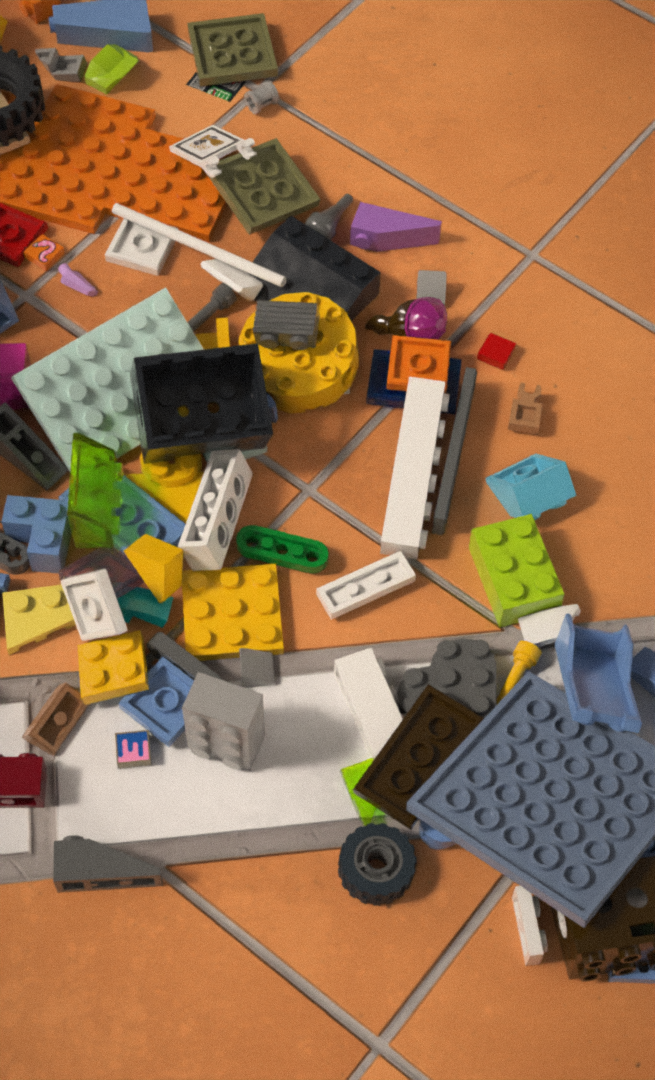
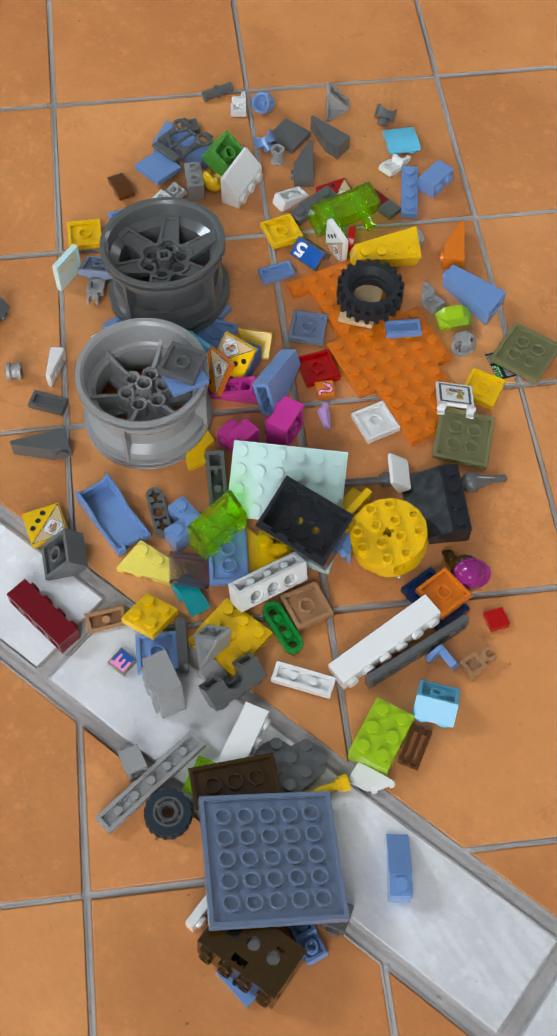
camera: 45 degrees right, 0 degrees up
(40, 317) = (284, 422): none -> dark pink brick
(67, 116) = (403, 328): none -> medium blue tile
(92, 866) = (48, 694): dark grey slope -> none
(94, 605) = (165, 579): white tile -> none
(154, 85) = (466, 343): none -> light grey piece
(157, 564) = (212, 585): yellow slope -> none
(199, 245) = (399, 444): white piece -> none
(221, 630) = (211, 642): none -> light grey slope
(226, 113) = (485, 387): none -> yellow tile
(261, 97) = (514, 390): light grey bush -> none
(273, 845) = (132, 761): none -> light grey brick
(283, 502) = (306, 606): none -> medium nougat plate
(286, 324) = (387, 517): dark grey brick -> none
(293, 677) = (247, 675): none -> dark grey arch
(317, 851) = (150, 782): none -> light grey plate
(390, 229) = (505, 510): medium lavender slope -> none
(431, 284) = (496, 559): light grey slope -> none
(489, 429) = (440, 651): none -> medium blue tile
(556, 528) = (420, 731): none -> reddish brown tile
(598, 675) = (357, 825): medium blue piece -> none

